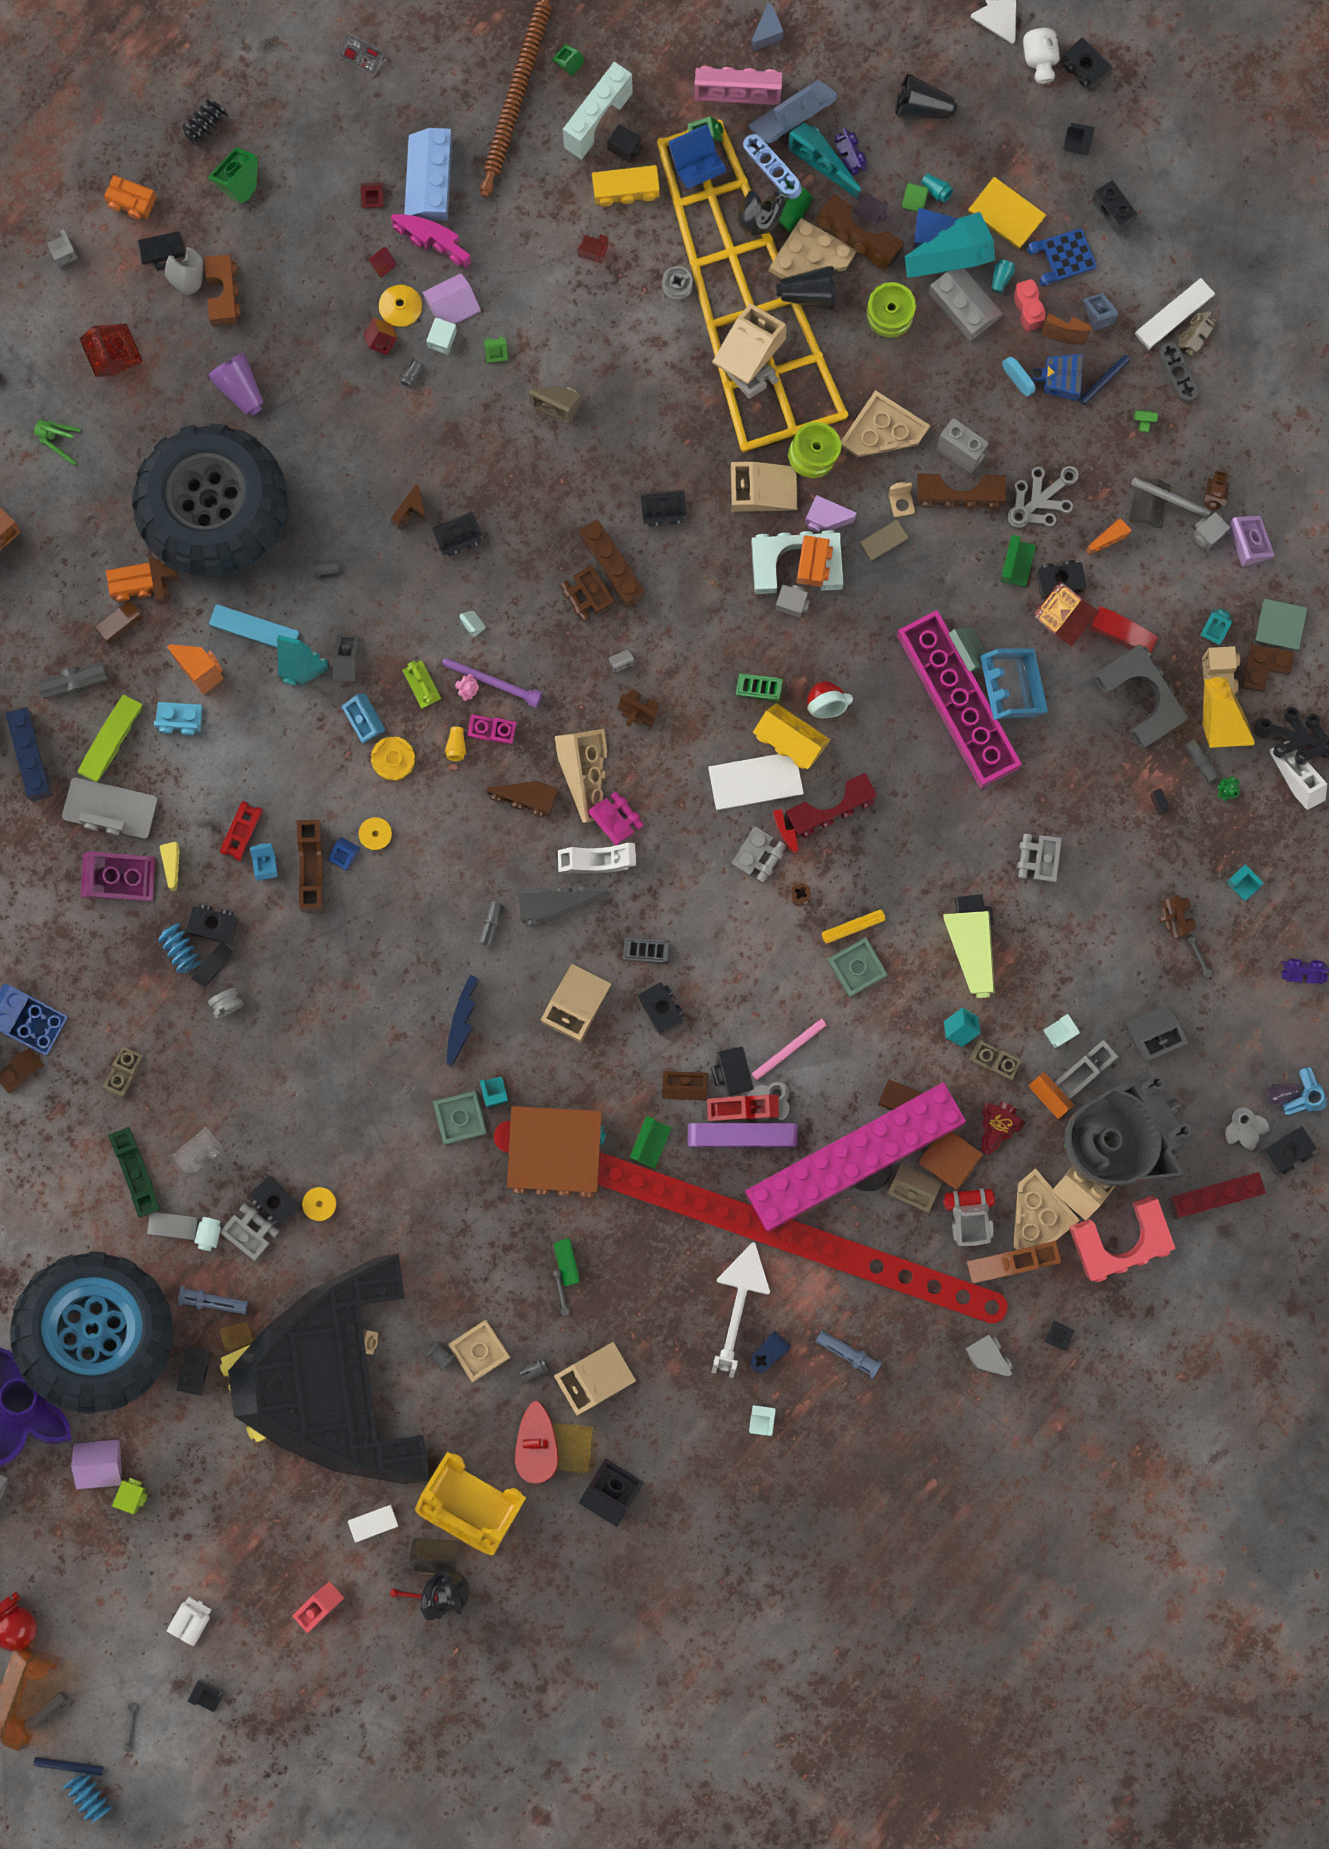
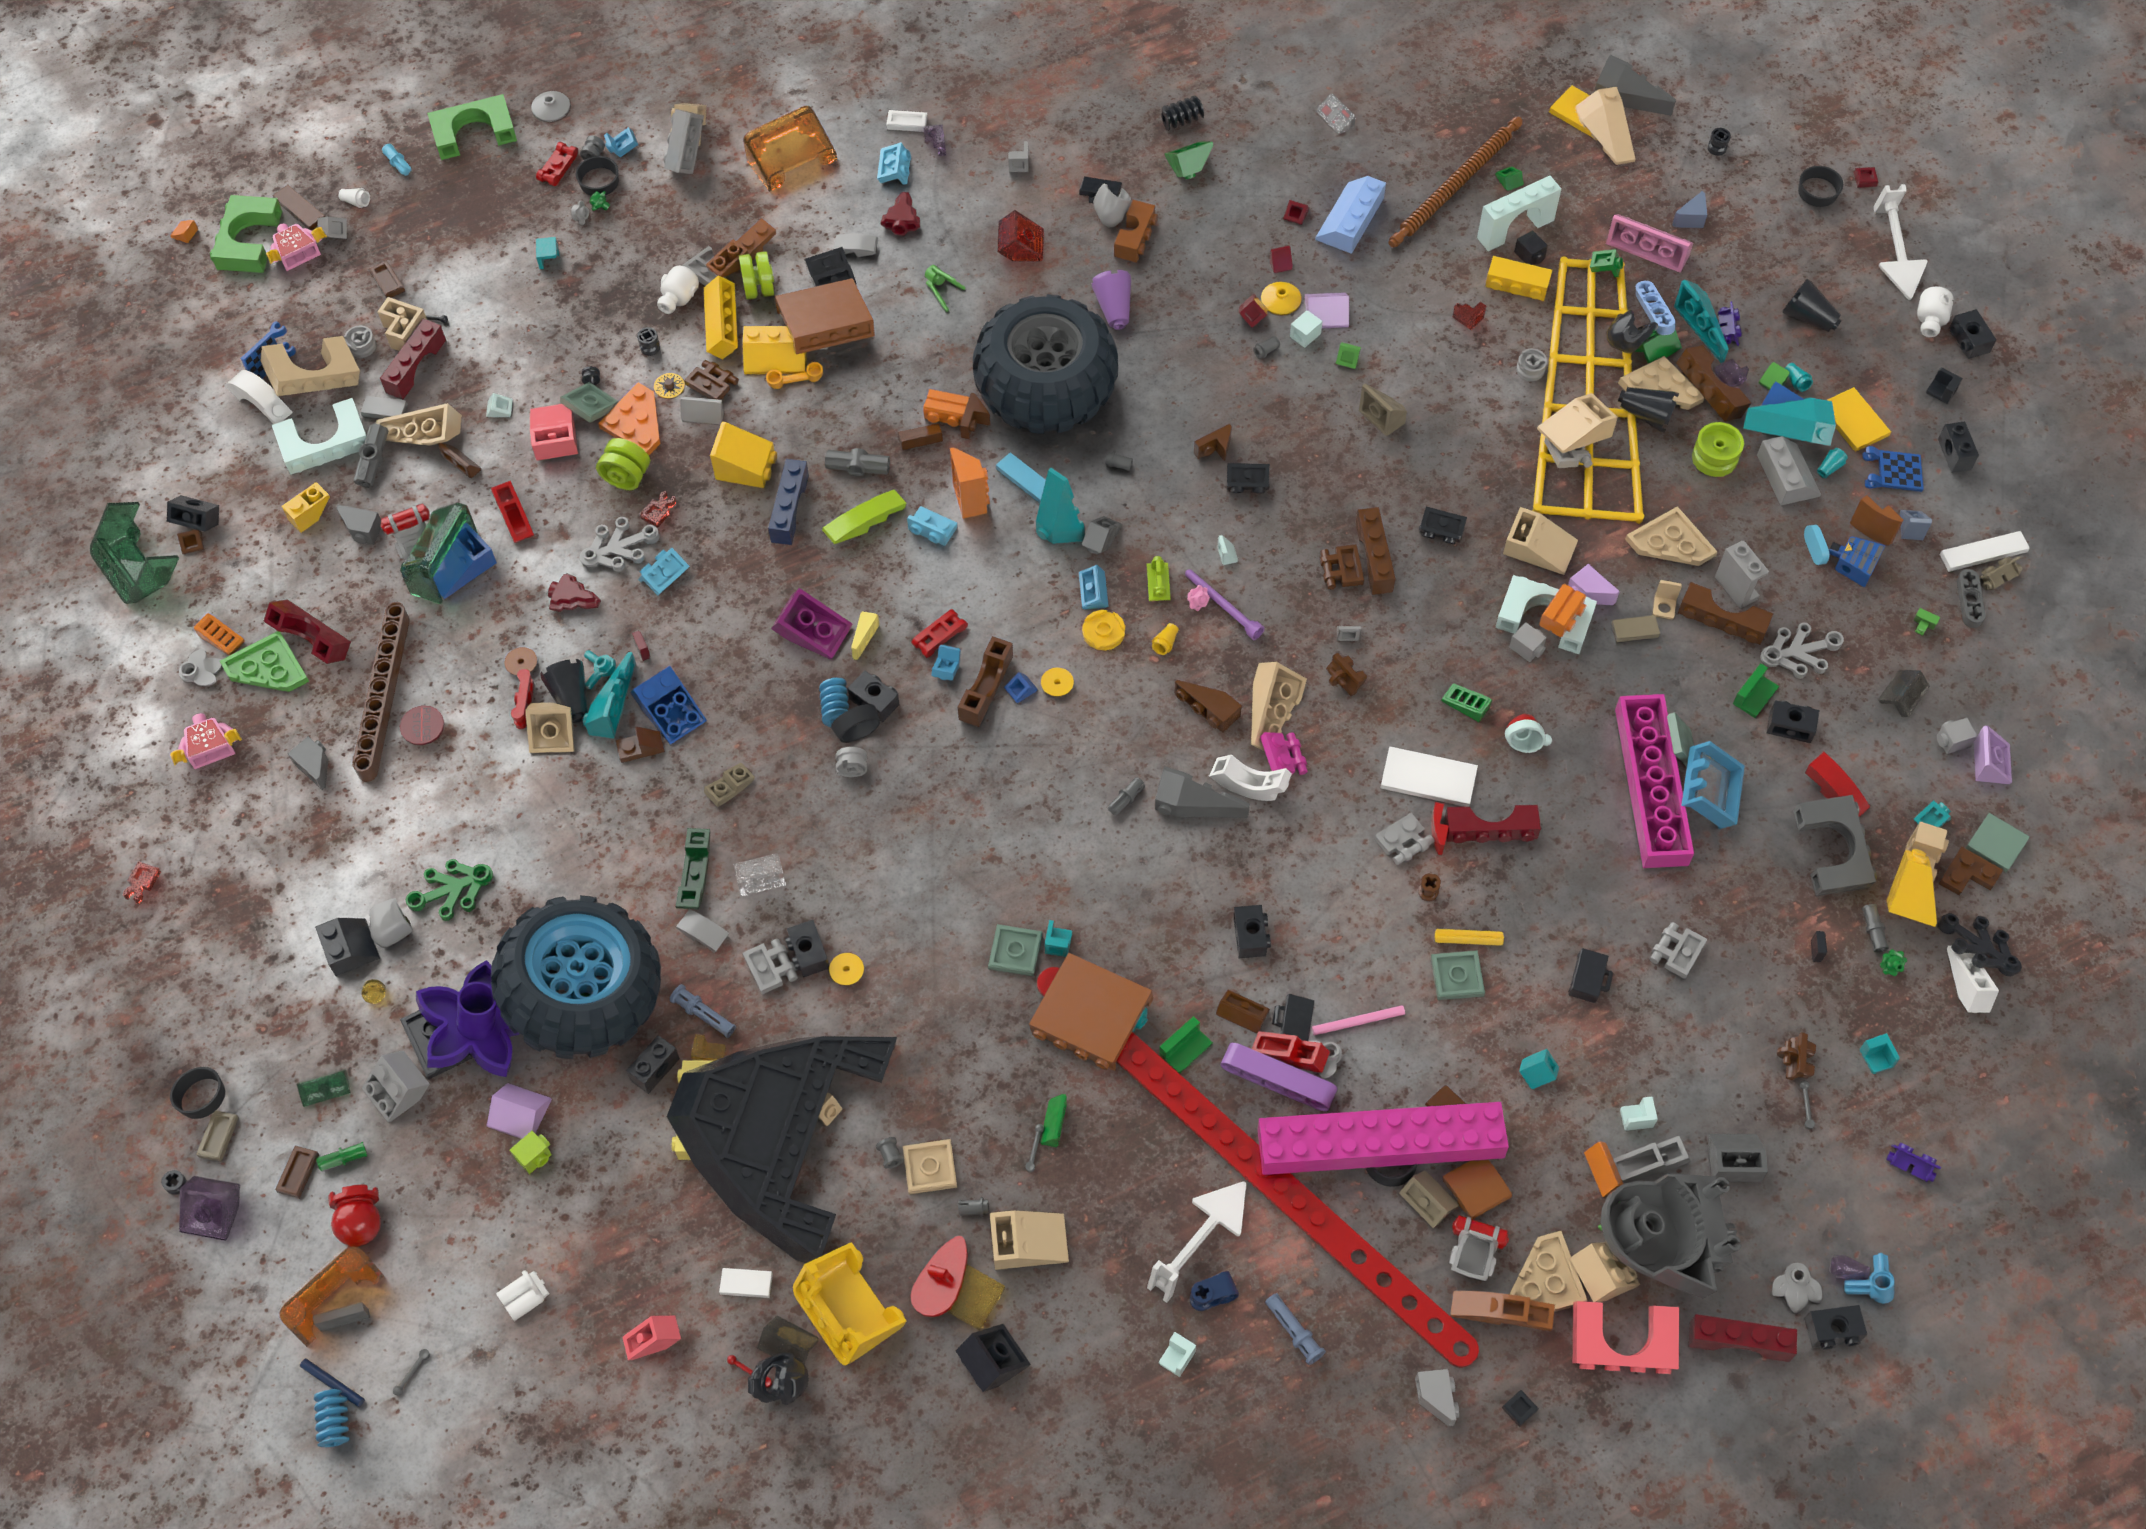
camera: 25 degrees right, 20 degrees down
(109, 808) = (834, 571): light grey bracket -> none
(129, 197) = (1093, 142): orange brick -> none
(206, 1695) = (498, 1374): black panel -> none
(207, 1234) = (730, 950): light aqua brick -> none
(426, 232) = (1332, 253): dark pink slope -> none
(460, 1029) = (1054, 870): dark blue slope -> none
(491, 729) = (1202, 641): dark pink slope -> none
(575, 1003) = (1170, 894): tan slope -> none
(646, 942) = (1263, 887): black slope -> none
(696, 157) = (1590, 272): blue bracket -> none
(791, 736) = (1478, 748): yellow slope -> none
(793, 111) = (1693, 268): sand blue bracket -> none
(814, 450) = (1601, 529): lime wheel -> none
(973, 947) = (1580, 1001): yellowish green slope -> none
(995, 1060) = (1559, 1115): dark tan slope -> none
(999, 1125) = (1540, 1175): dark red rock -> none
(1031, 308) = (1848, 492): coral brick -> none
(1066, 613) = (1787, 746): clear red slope -> none
(1104, 380) = (1897, 578): dark blue bar -> none
(1115, 533) = (1856, 703): orange slope -> none
(1170, 497) = (1926, 689): light grey bar -> none
(1216, 491) = (1973, 704): reddish brown hips -> none

